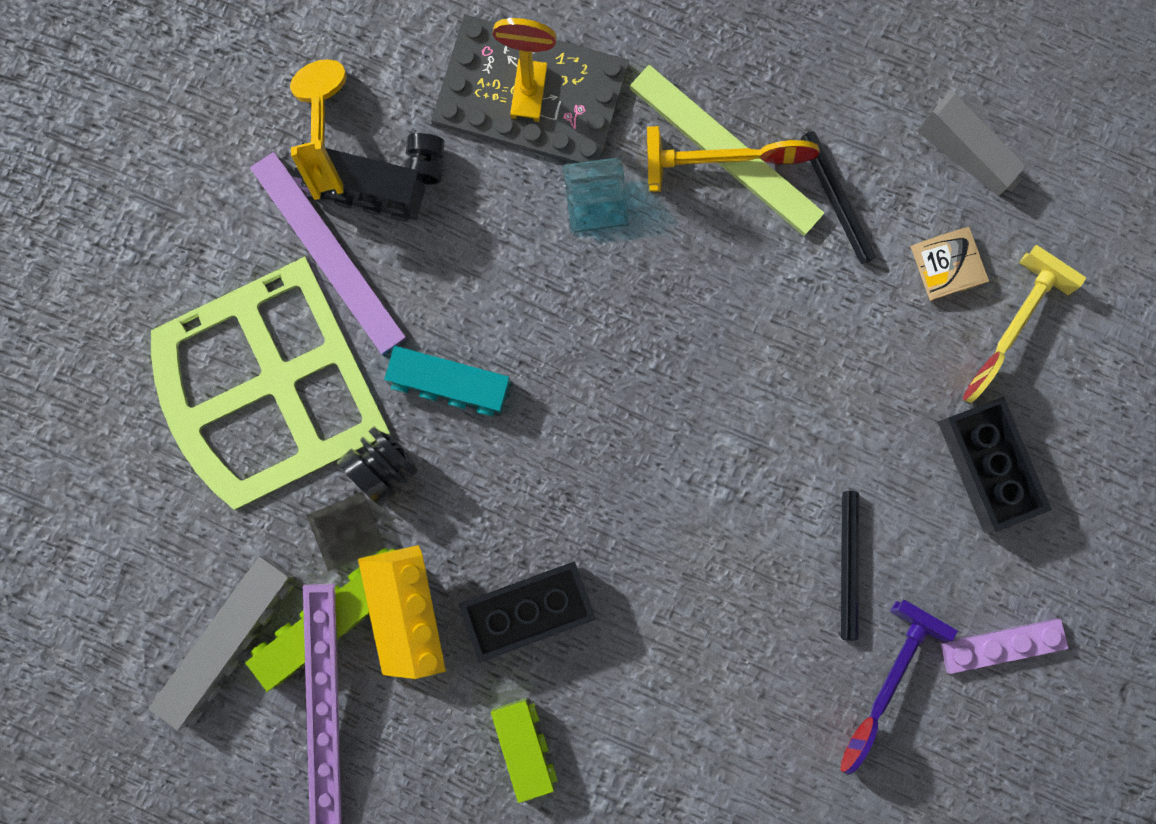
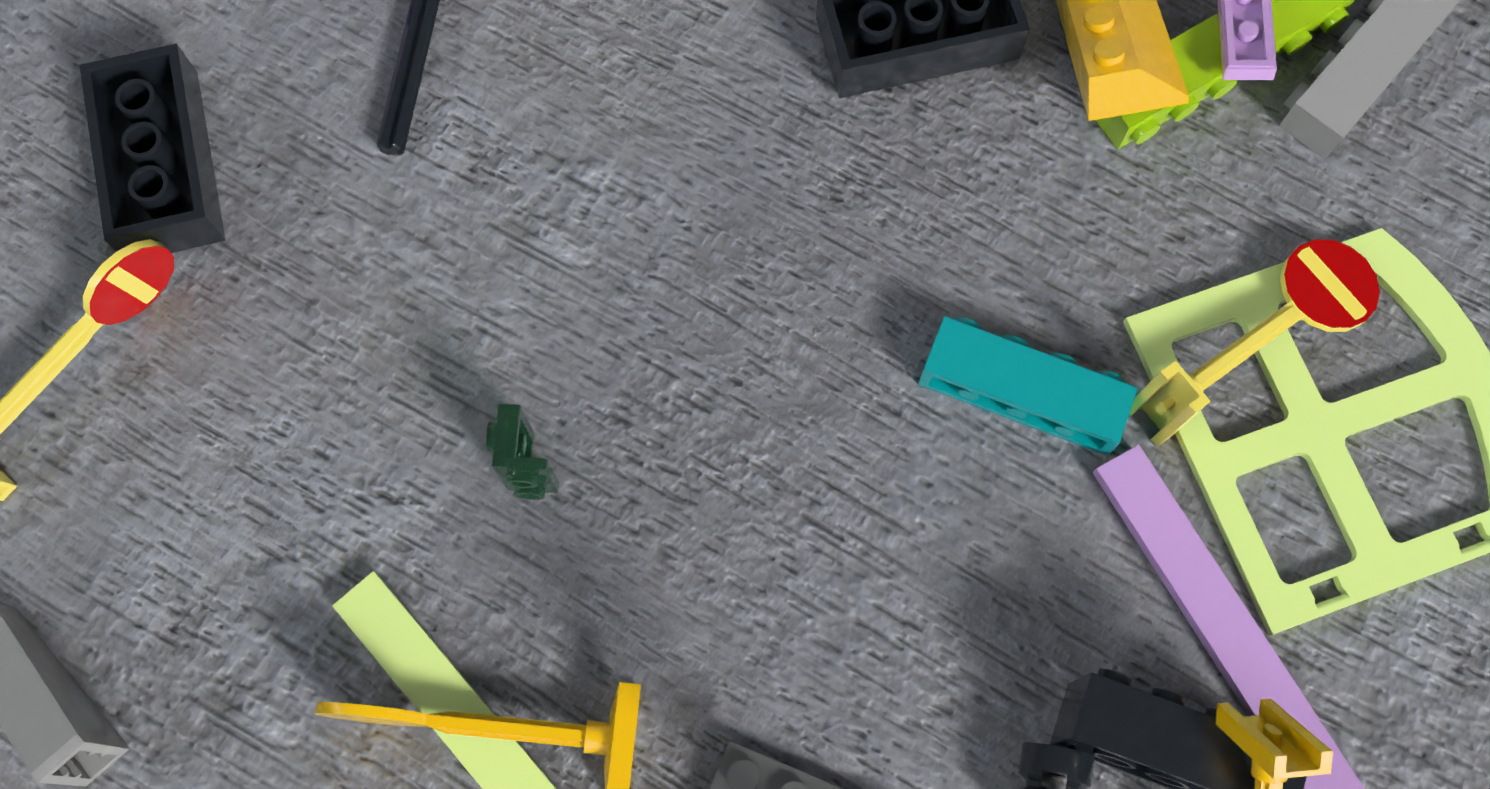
camera: 175 degrees left, 10 degrees down
(270, 462) = (1322, 284): none -> light yellow piece
(346, 531) = (1200, 173): clear smoke plate -> none
(377, 466) = (1152, 249): black wheel -> none
(595, 195) = (739, 687): clear light blue slope -> none
(740, 301) = (512, 449): none -> clear green bracket
(840, 202) = (302, 635): black axle -> none
(949, 263) = (135, 490): slope -> none

